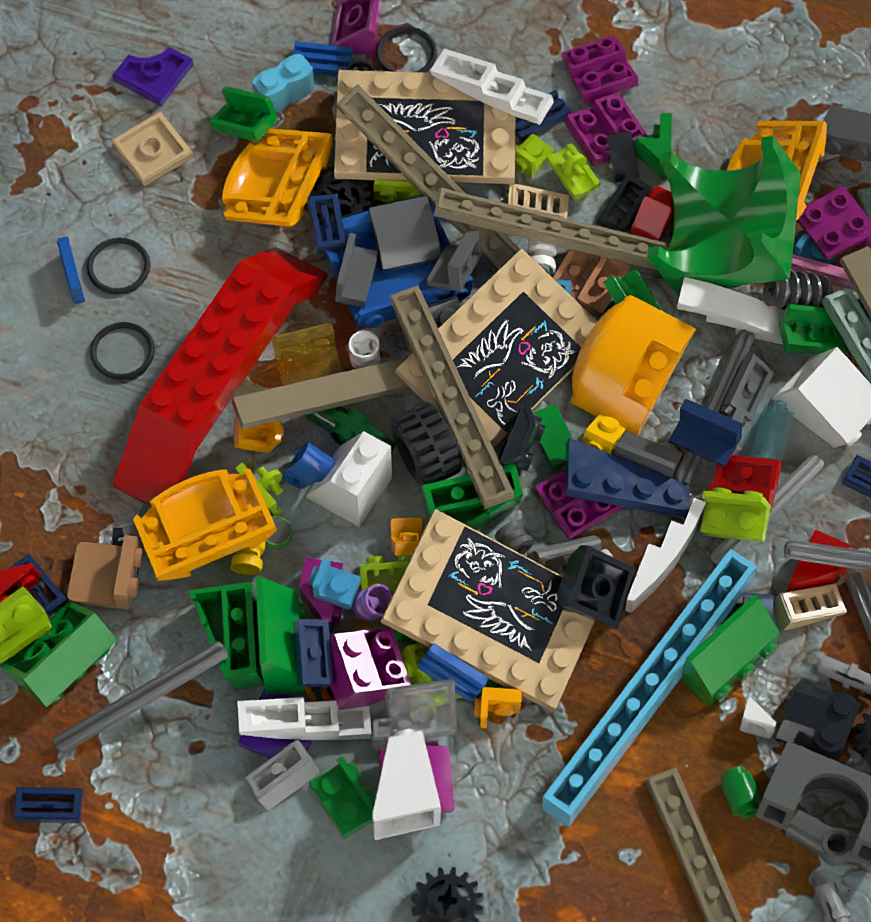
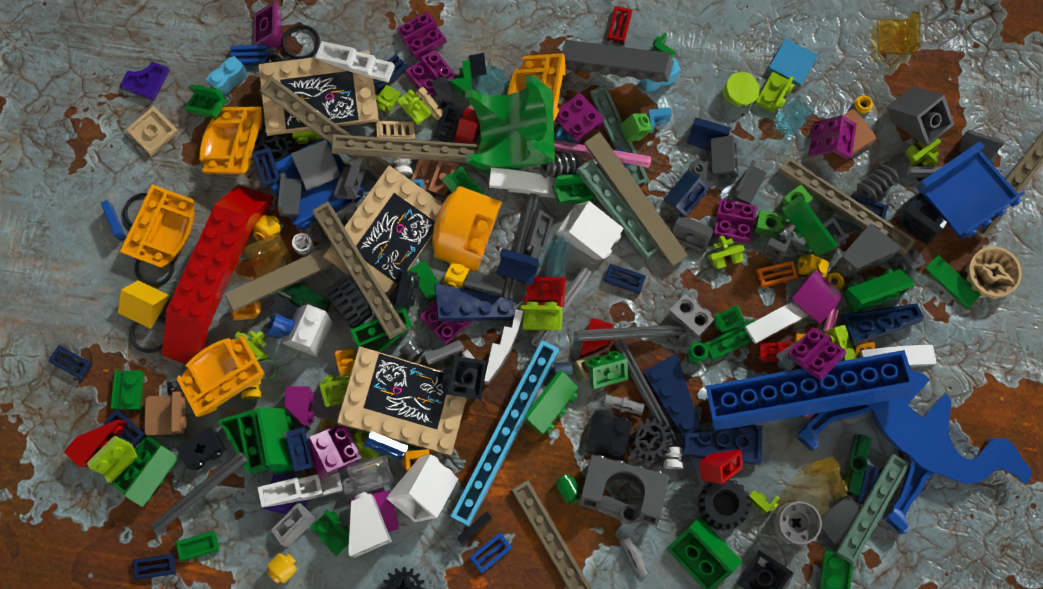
camera: 10 degrees left, 10 degrees up
(50, 528) = (127, 390): none -> green plate
(70, 448) = (140, 348): none -> black tyre
(94, 401) = (142, 303): none -> yellow slope
(122, 784) = (197, 546): none -> green tile
(143, 290) = (160, 227): none -> light orange slope
(165, 622) = (191, 449): none -> black brick
(254, 837) = (281, 568): none -> yellow head
(309, 313) = (266, 227): none -> yellow head
(334, 585) = (305, 402): dark azure bracket -> none
(378, 599) = (333, 406): medium lavender wheel -> none
(503, 750) = (423, 489): none -> white slope
(577, 828) = (474, 528): none -> black tile
(600, 170) = (430, 103): none -> tan axle
(603, 884) = (495, 559): none -> blue tile
(683, 124) = (477, 64): none -> black sticker
(701, 149) = (492, 83): none -> clear light blue tile
(757, 721) = (572, 443): white slope -> none
(831, 614) = (607, 369): none -> green bracket

